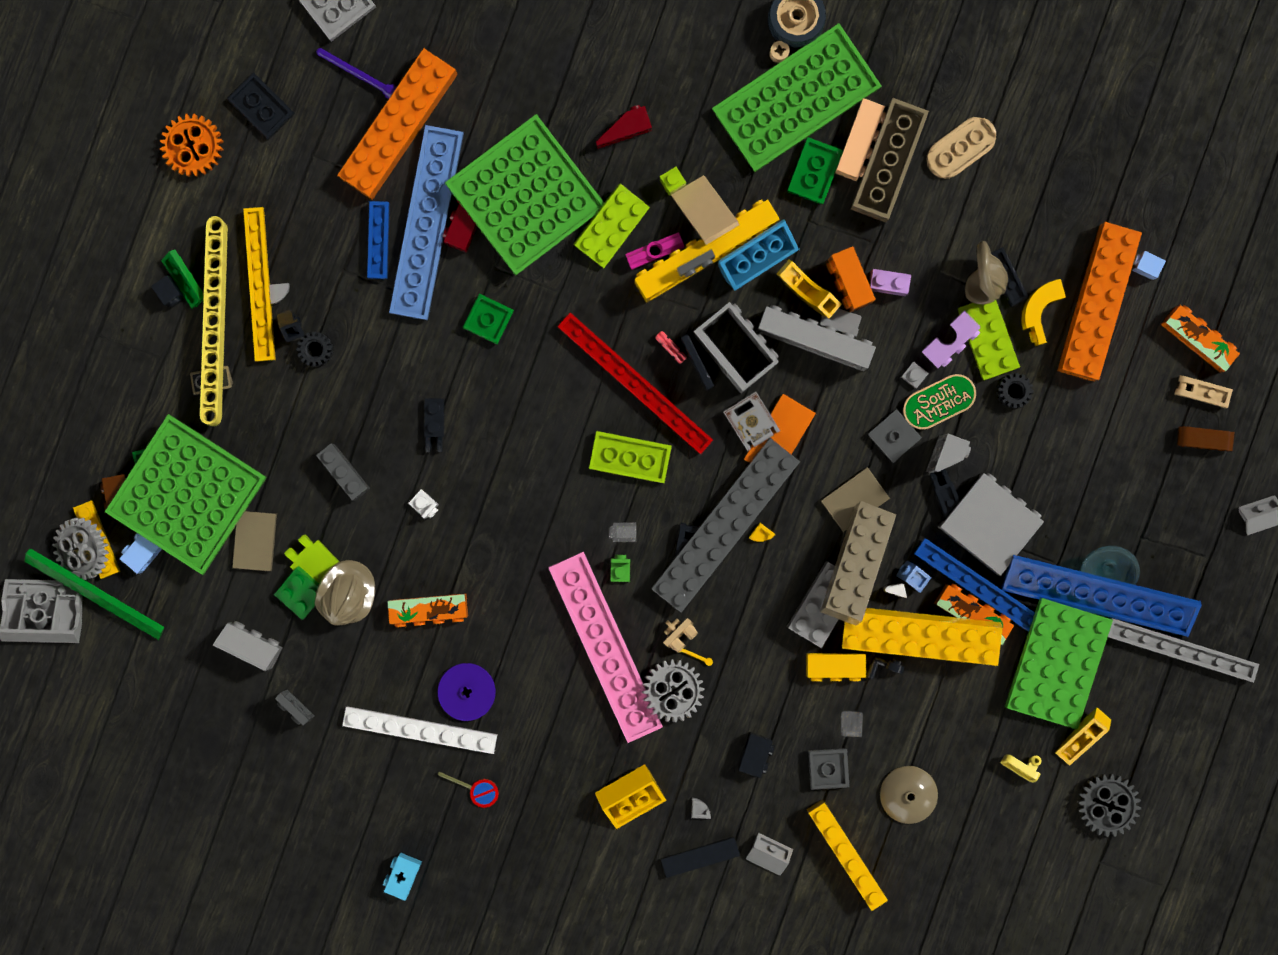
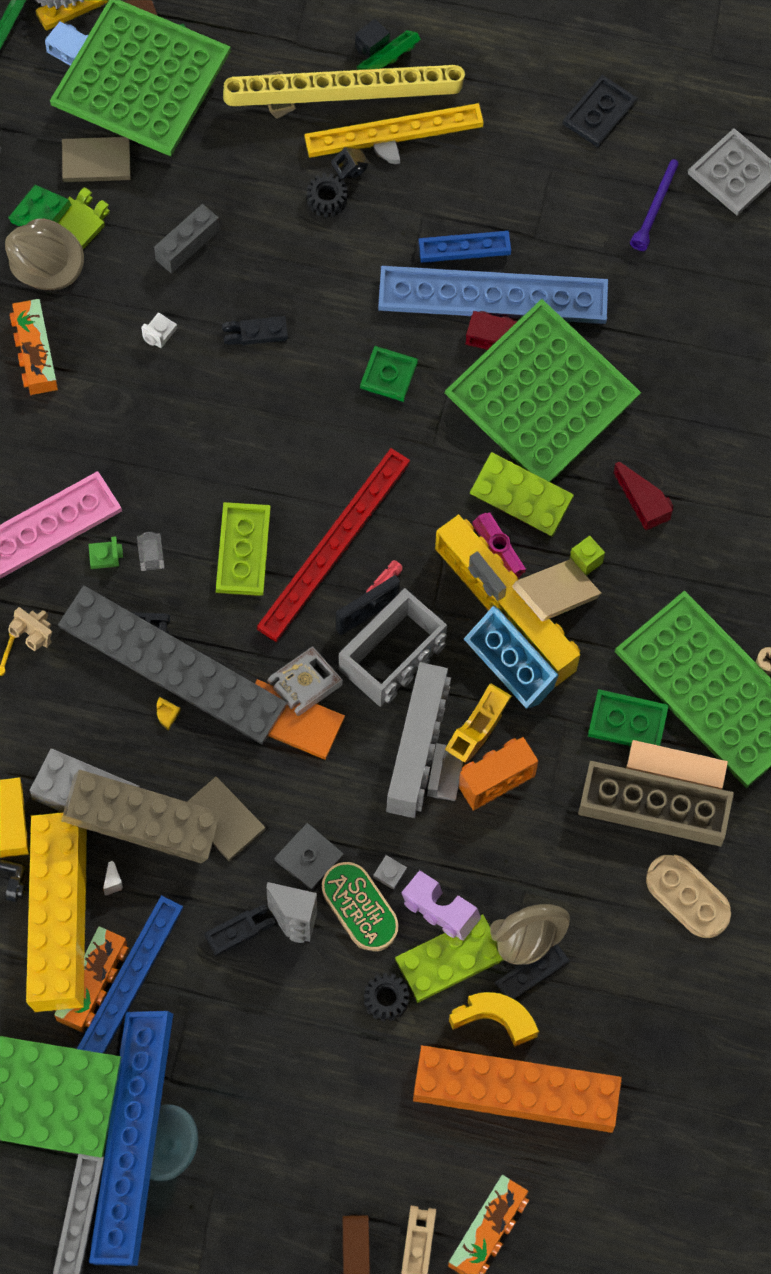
camera: 80 degrees right, 20 degrees down
(207, 137) = (542, 45): orange gear -> none
(398, 124) = (603, 250): orange brick -> none
(889, 282) = (502, 823): lavender brick -> none
(913, 576) = (132, 900): medium blue bracket -> none
(991, 523) = (211, 986): light grey panel -> none
(1148, 265) = (575, 1147): light blue brick -> none

